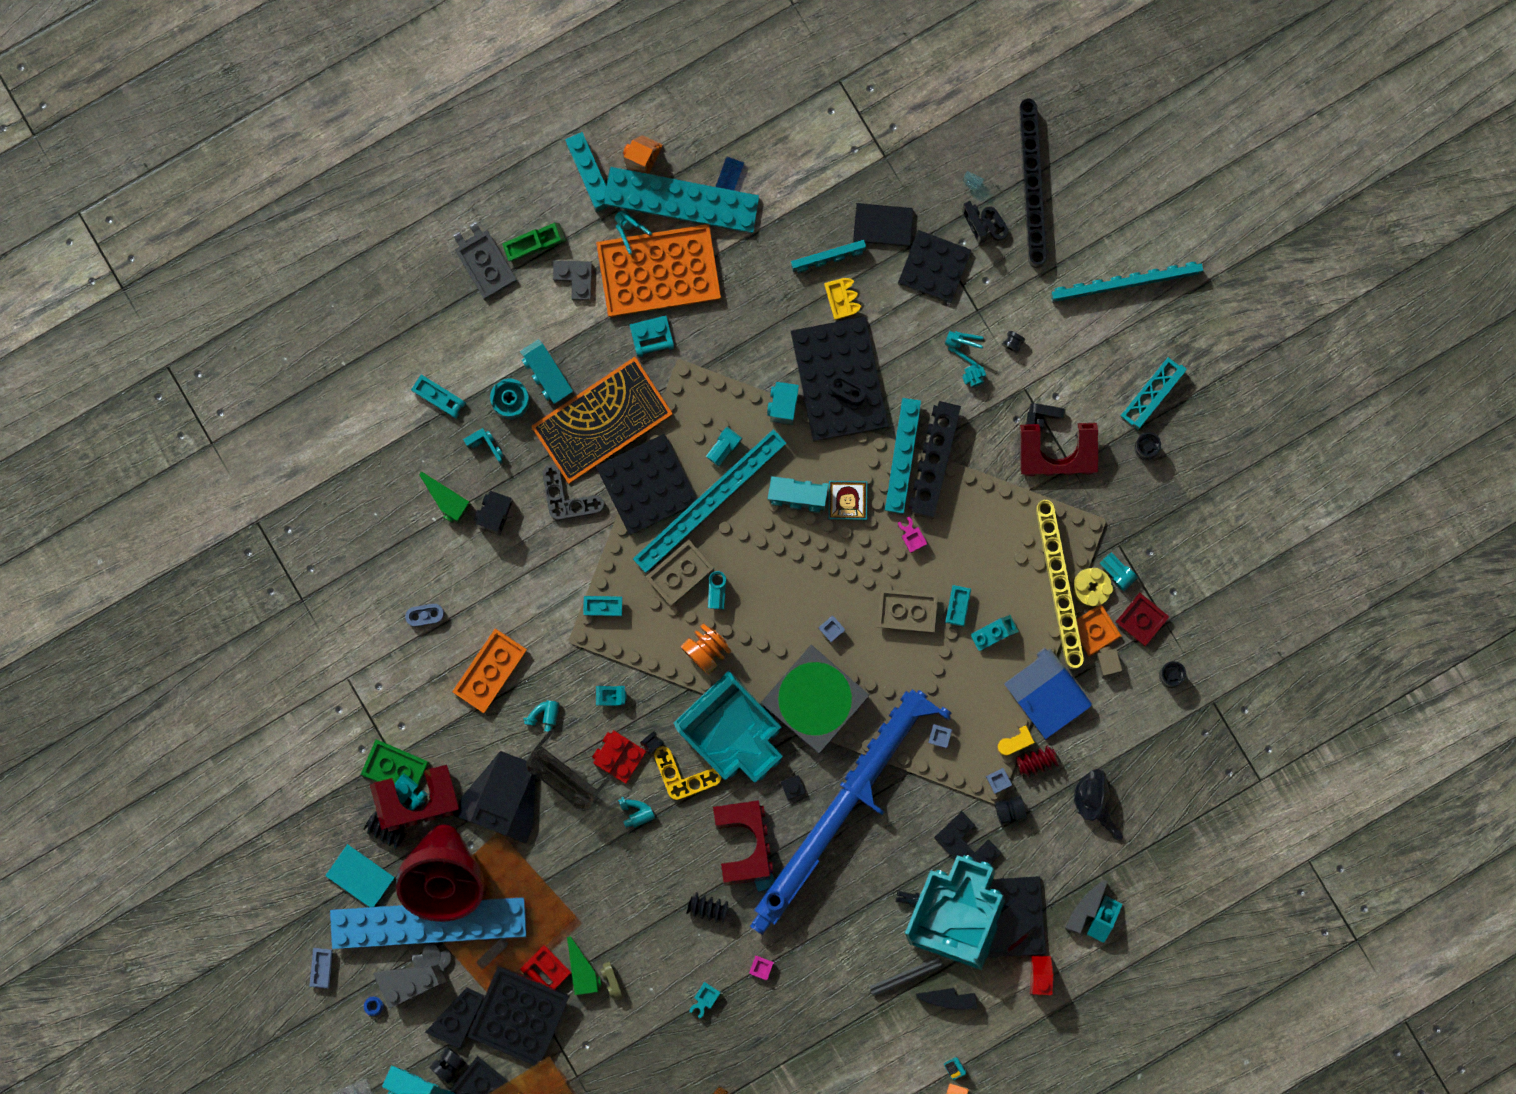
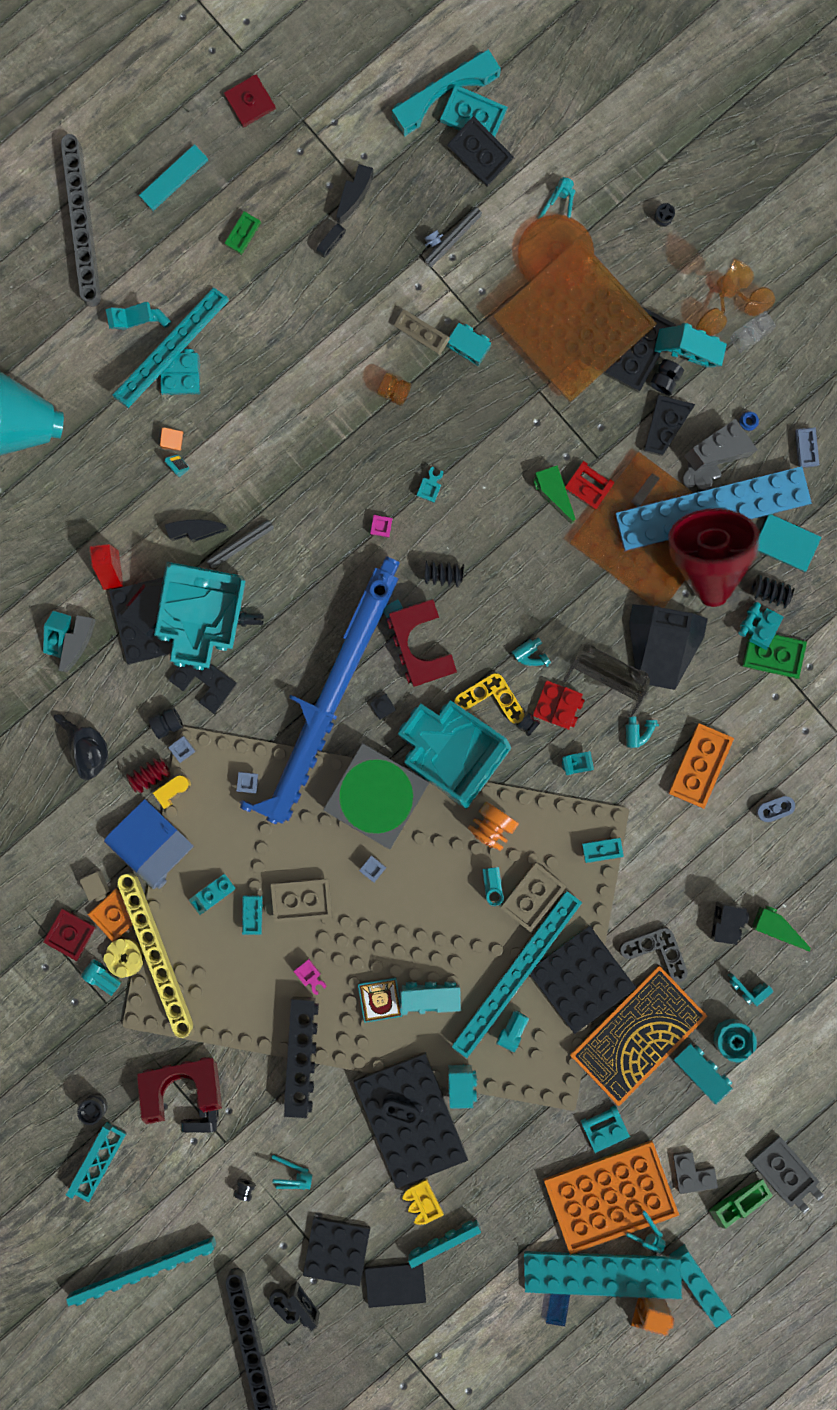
camera: 170 degrees right, 5 degrees up
(392, 813) = (723, 628): dark red arch -> none
(437, 396) = (806, 1029): teal plate -> none
(518, 1016) = (607, 436): black plate -> none
(614, 988) = (527, 493): olive plate -> none
(902, 455) = (333, 1055): teal plate -> none
(973, 181) = (313, 1347): clear light blue plate -> none
(974, 375) = (277, 1148): teal gear -> none
(1172, 674) = (30, 885): black wheel -> none

